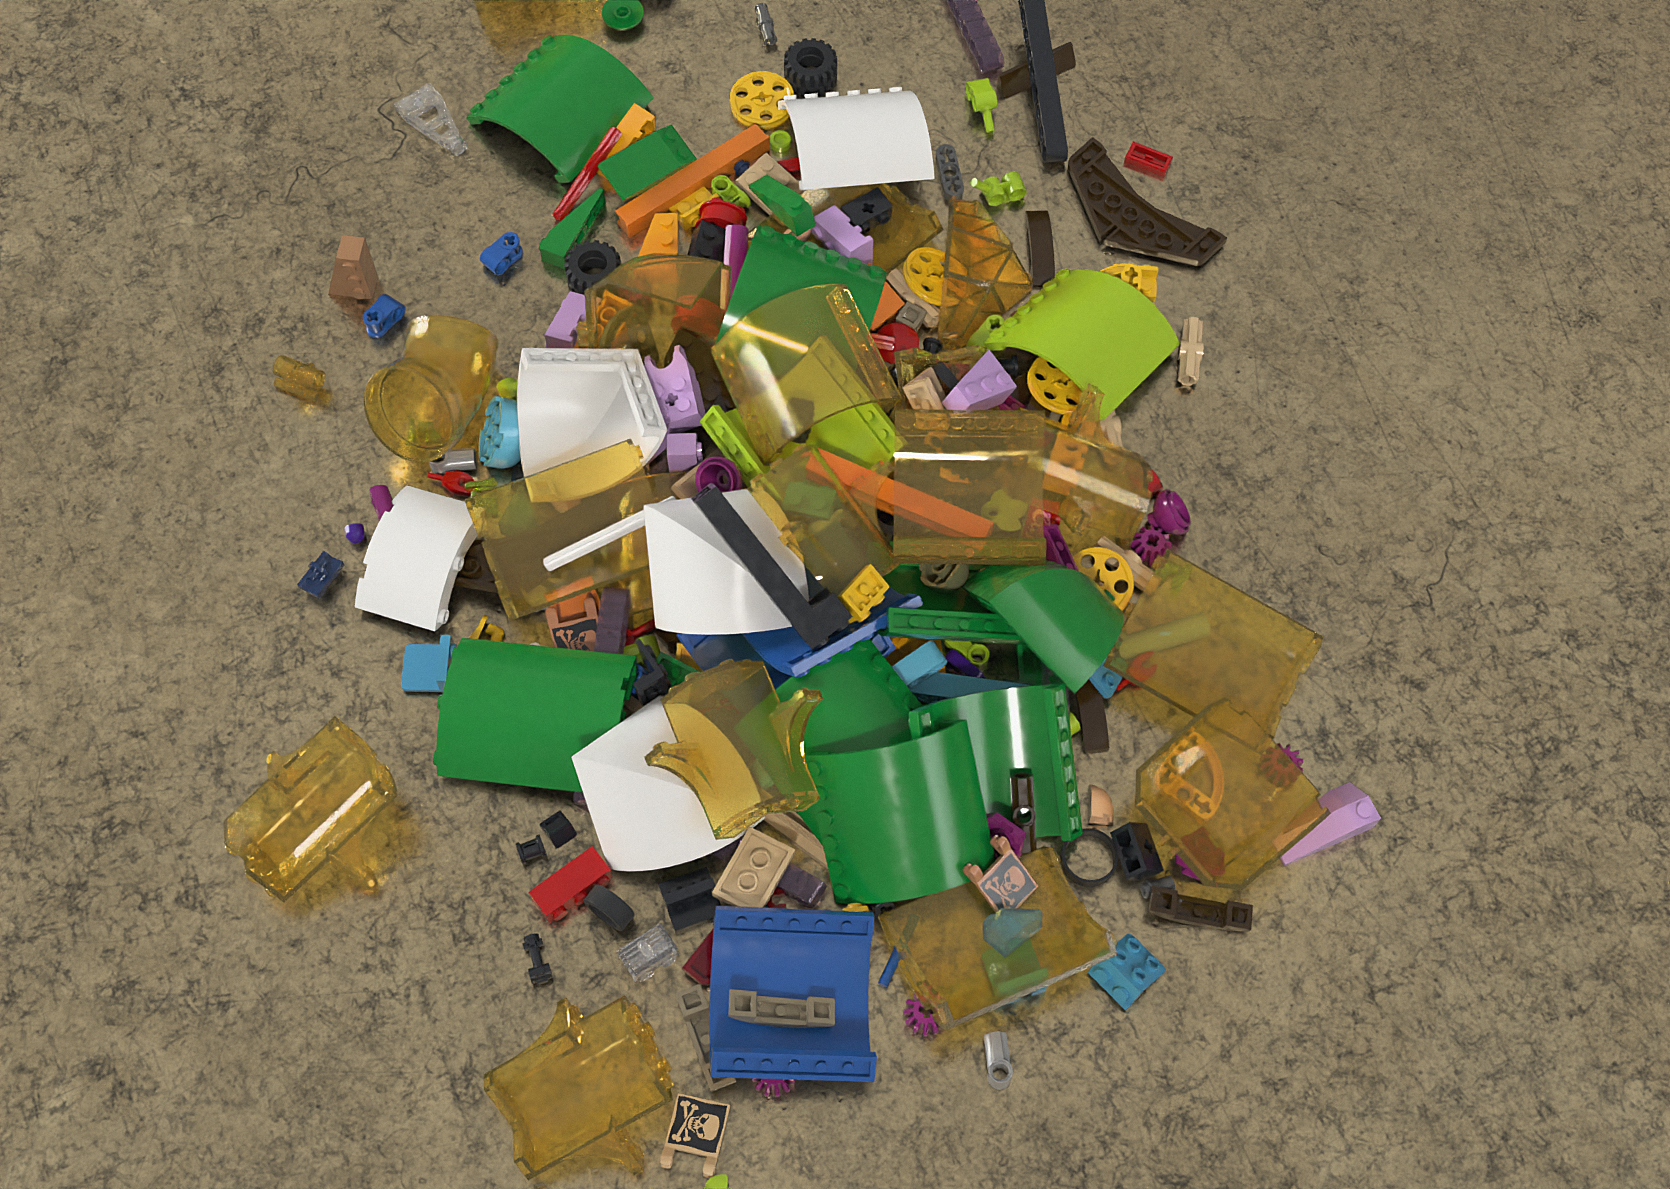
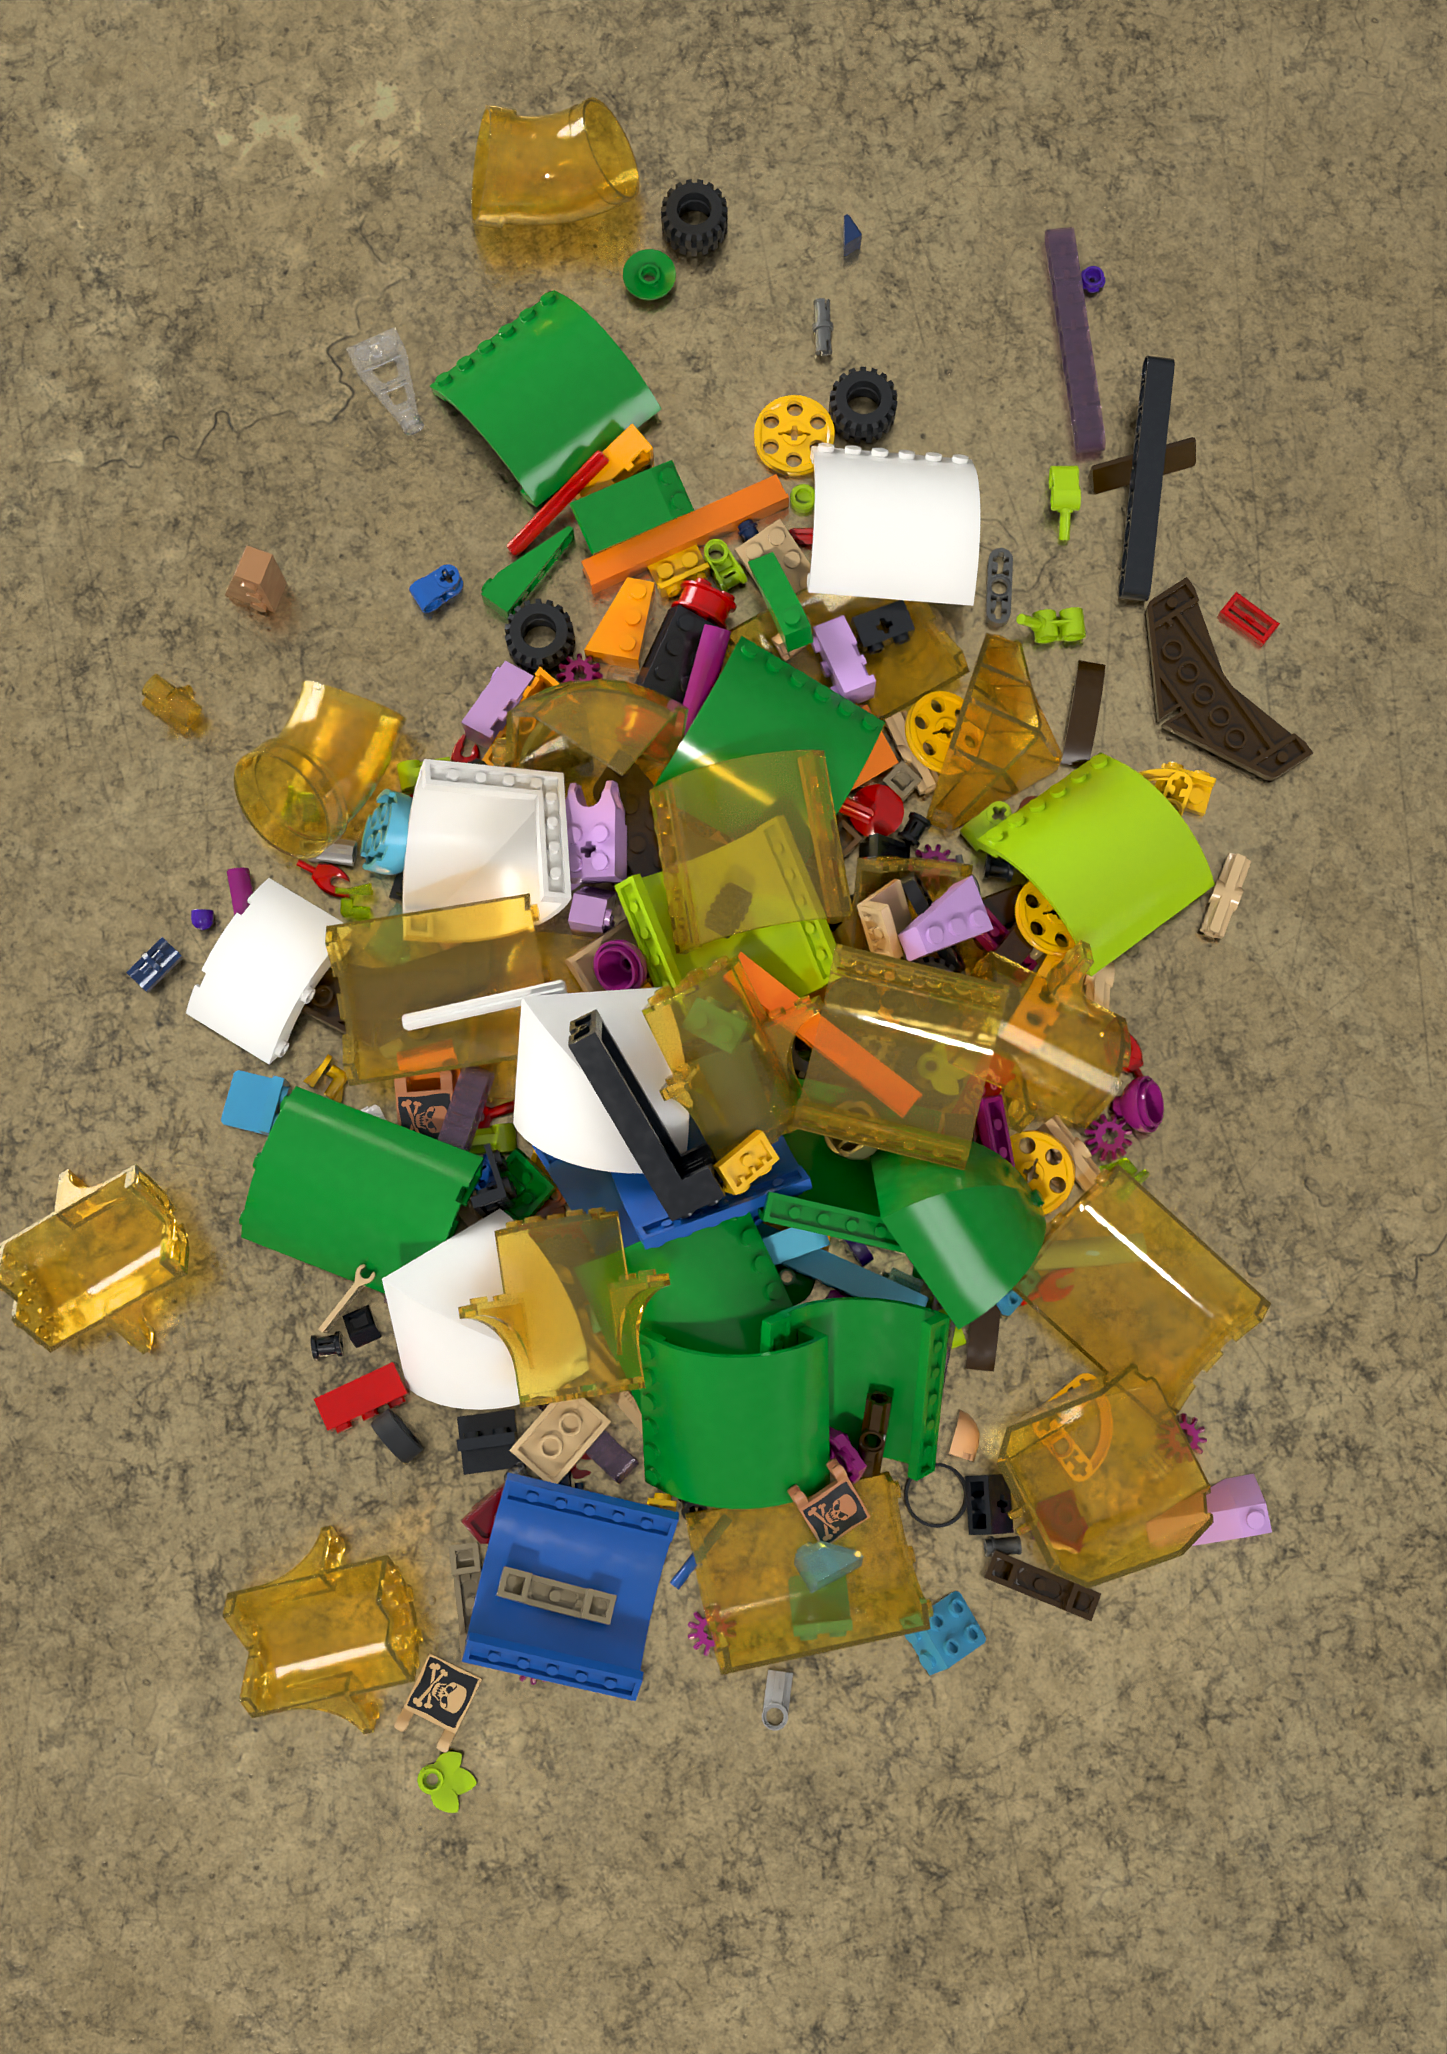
camera: 15 degrees right, 15 degrees up
(383, 312) = (284, 640): blue piece -> none
(539, 972) = (310, 1487): black bar -> none
(541, 803) = (346, 1300): none -> tan flag
(648, 953) = (428, 1494): clear brick -> none

